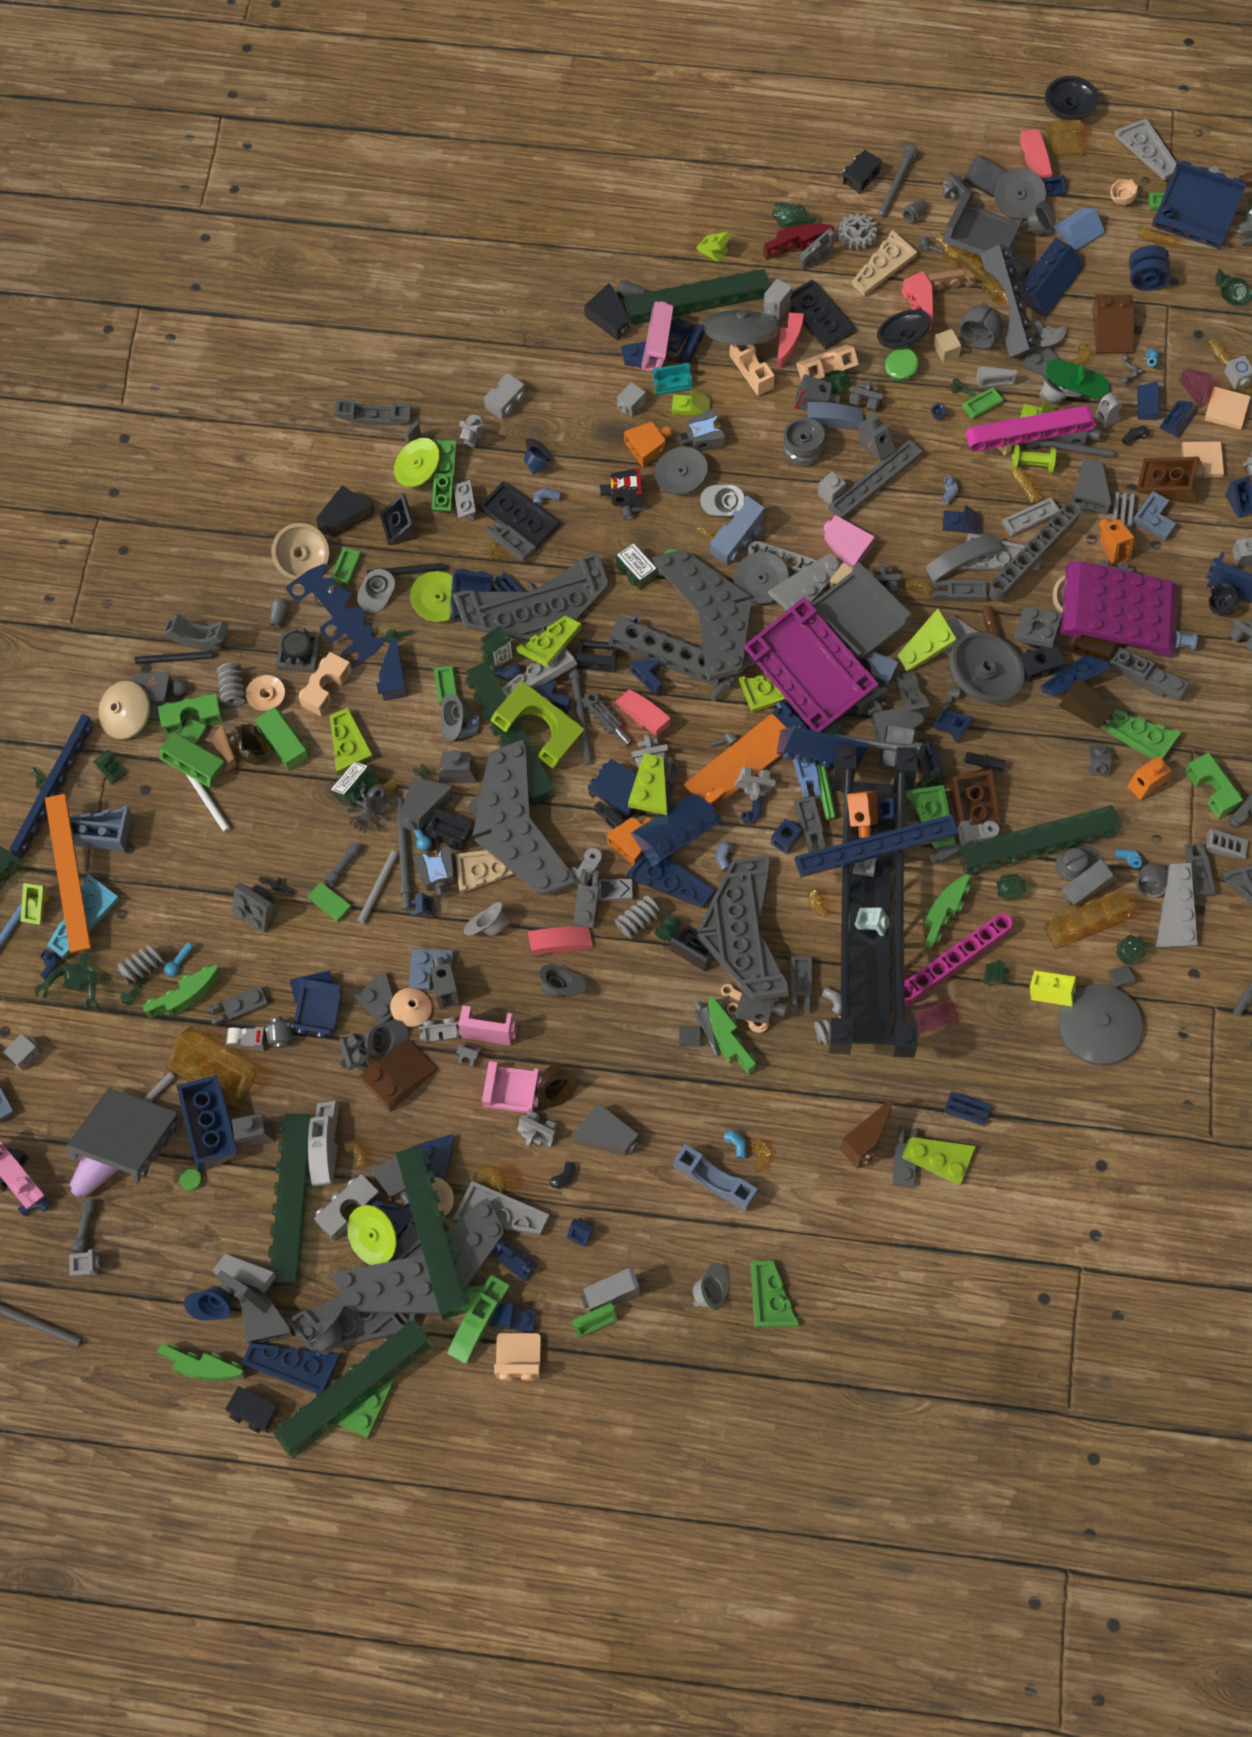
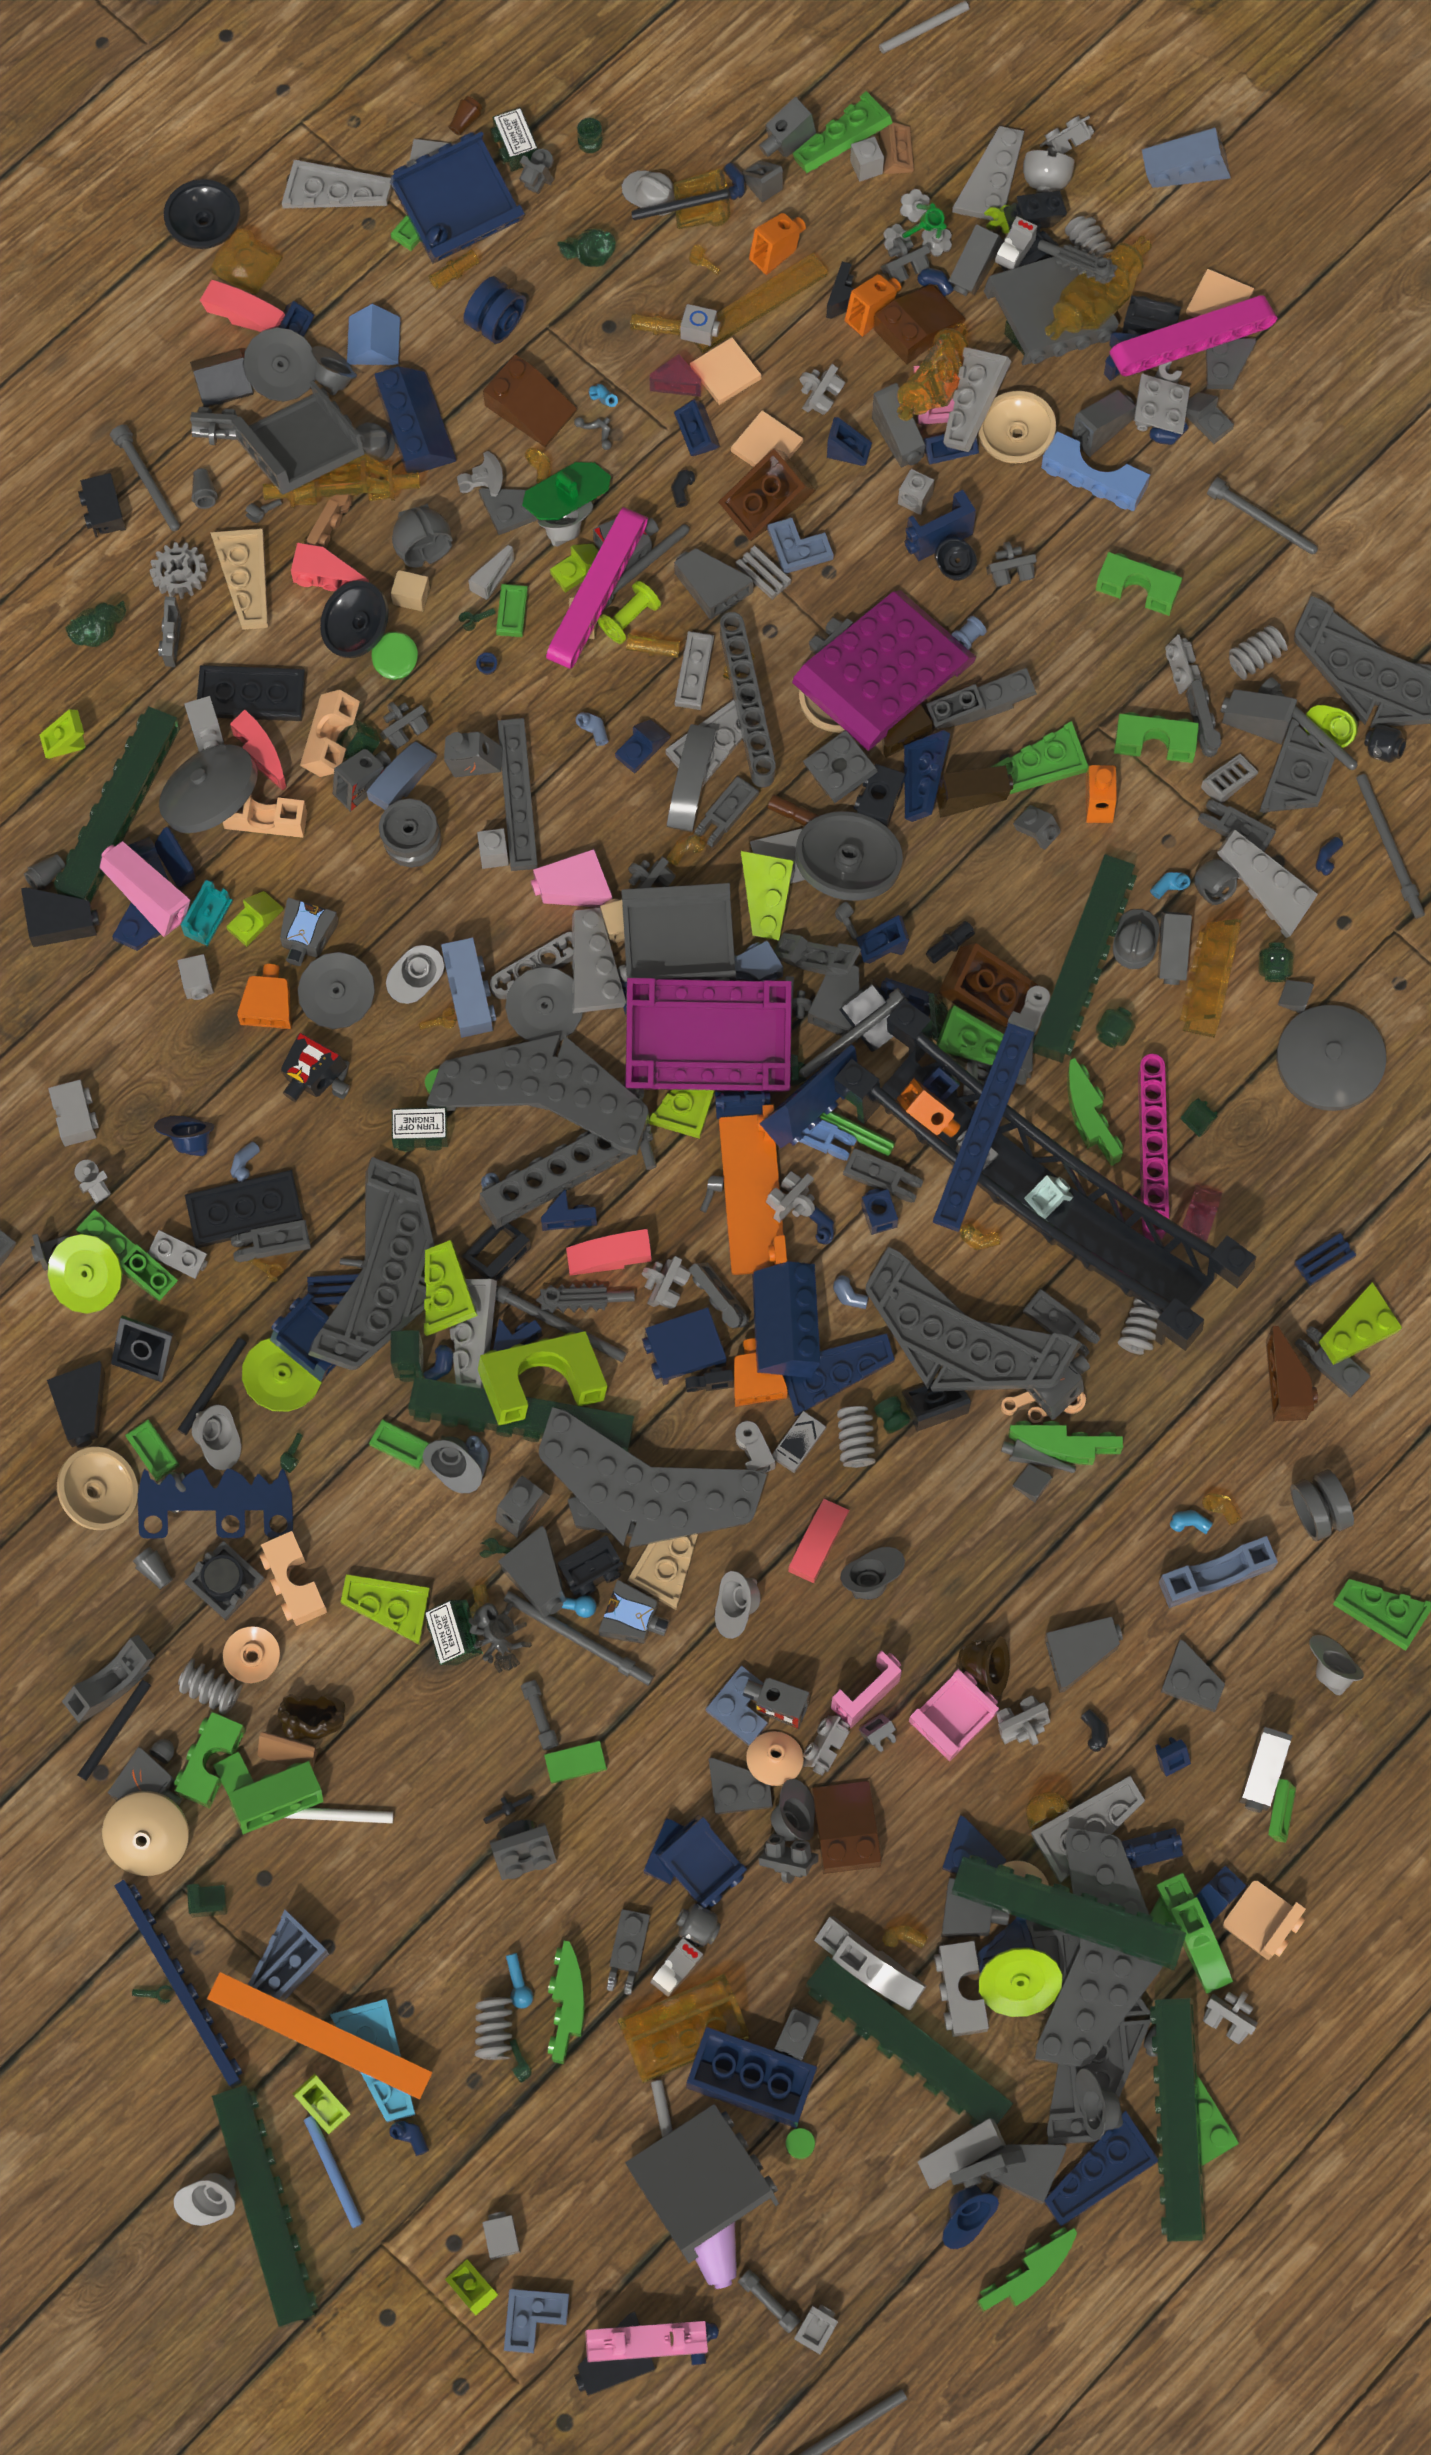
camera: 55 degrees left, 5 degrees up
(76, 978) = (454, 2113): clear green piece -> none
(252, 1410) = (1121, 2248): black hinge -> none
(282, 738) = (326, 1675): bright green brick -> none
(377, 887) = (598, 1695): light grey bar -> none
(391, 674) = (347, 1498): dark blue slope -> none
(424, 906) = (664, 1659): dark blue tile -> none
(446, 1377) = (1241, 2024): none -> light grey hips
(586, 901) = (795, 1478): dark grey hinge -> none
(638, 1212) = (1192, 1679): none -> dark grey wing
(649, 786) = (715, 1310): lime wing -> none
(793, 237) = (135, 635): dark red slope -> none
(804, 1209) = (1322, 1505): none -> dark grey wheel
(835, 997) = (1105, 1298): light grey arm -> none
(1019, 337) = (371, 460): arch -> none
(1053, 988) = (1261, 1072): neon yellow hinge -> none
(1109, 408) = (635, 489): light grey leg -> none
(1116, 541) = (798, 608): orange torso -> none
(1124, 192) = (369, 257): light nougat hair -> none
(1148, 401) = (652, 442): dark blue slope -> none
(1221, 934) = (1326, 852): none -> dark blue arm

